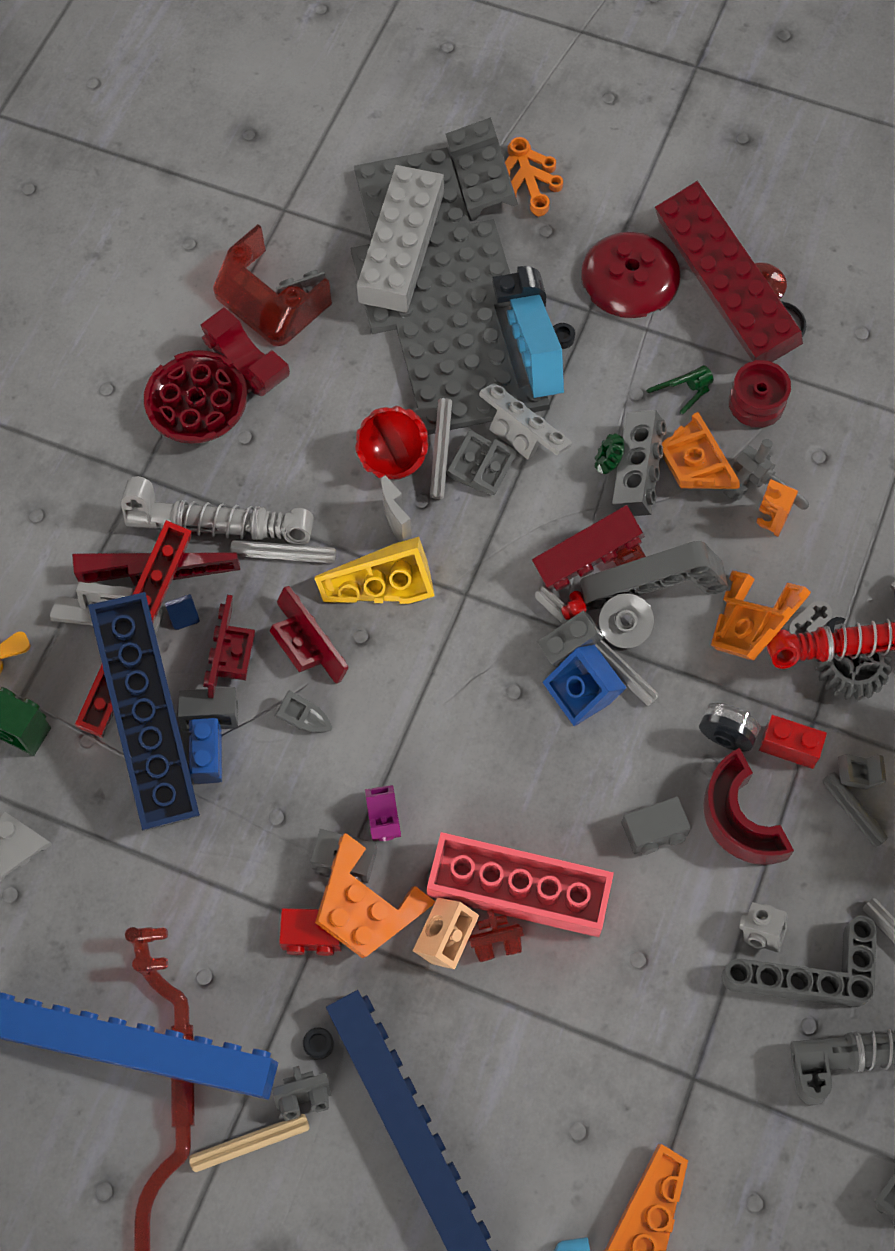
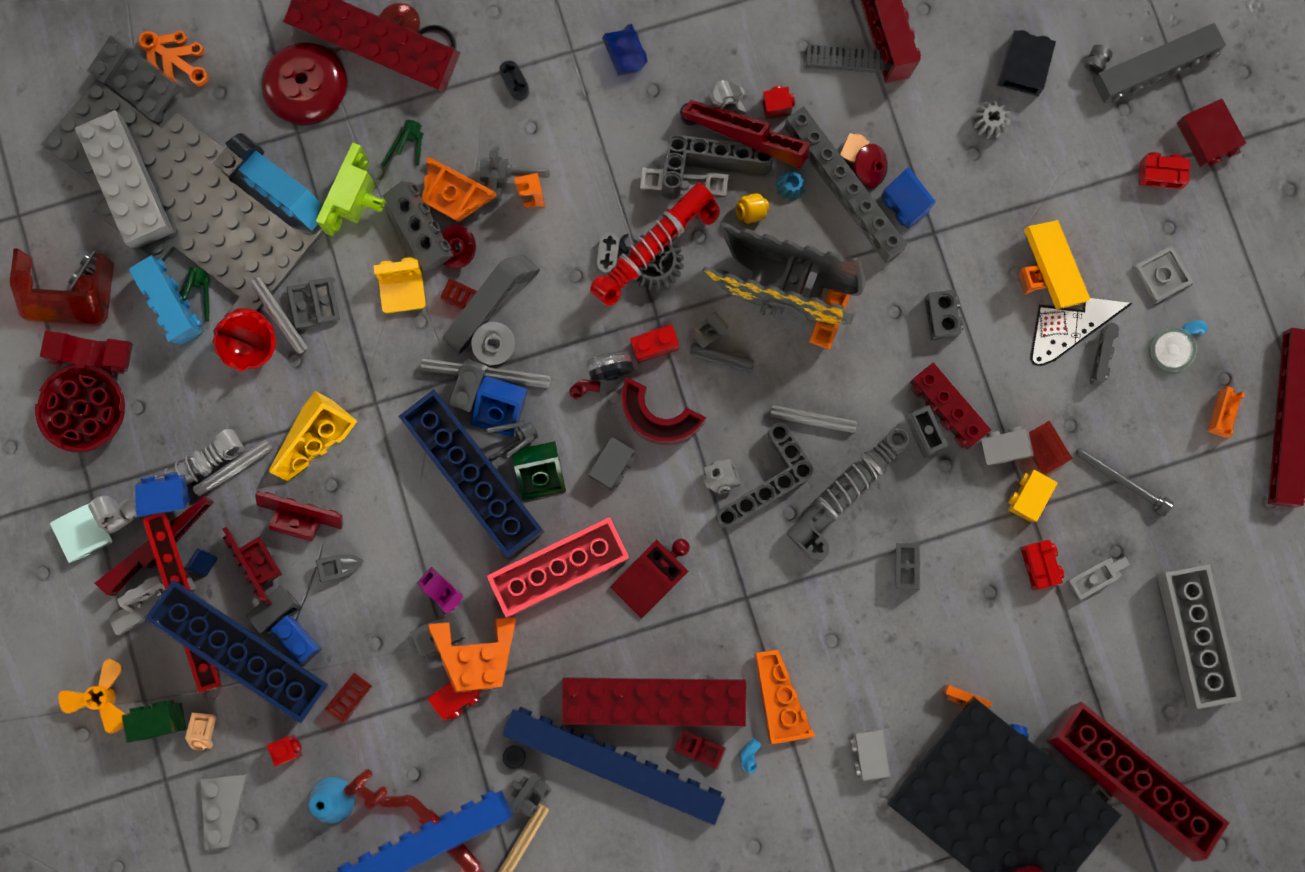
camera: 40 degrees left, 15 degrees up
(44, 765) = (200, 731): none -> light nougat bracket
(98, 505) = (79, 534): none -> light aqua slope
(103, 935) = (329, 800): none -> dark azure cone
(104, 847) = (284, 750): none -> red brick
(201, 517) = (161, 494): none -> blue slope
(208, 858) = (342, 718): none -> clear red slope
(350, 363) = (166, 300): none -> dark azure wedge
(390, 365) = (194, 279): none -> dark green plant
(393, 507) = (285, 385): light grey slope -> none
(446, 933) = (537, 632): light nougat brick -> none
(483, 941) = (566, 607): clear red hips -> none
(505, 728) = (471, 474): none -> dark blue brick
(511, 1106) = (654, 701): none -> dark red brick
(519, 1200) = (700, 749): none -> dark red slope
(520, 425) = (318, 257): light grey bracket -> none
(565, 334) = (294, 166): black tile -> none
(574, 775) = (539, 471): none -> dark green slope
(575, 605) = (454, 359): red arm -> none
(578, 501) = (400, 285): none -> yellow bracket
(588, 548) = (432, 313): dark red brick -> none
(589, 729) = (525, 434): none -> dark grey plant
(595, 388) = (349, 193): none -> lime brick
(602, 975) = (650, 578): none -> dark red slope
(609, 453) = (394, 233): dark green gear -> none
(667, 498) = (454, 236): none -> dark red dish
(684, 729) = (582, 387): none -> dark red arm
(749, 626) = (572, 290): orange wing -> none
(759, 393) = (459, 113): dark red wheel -> none
(831, 403) = (510, 82): none -> black beam

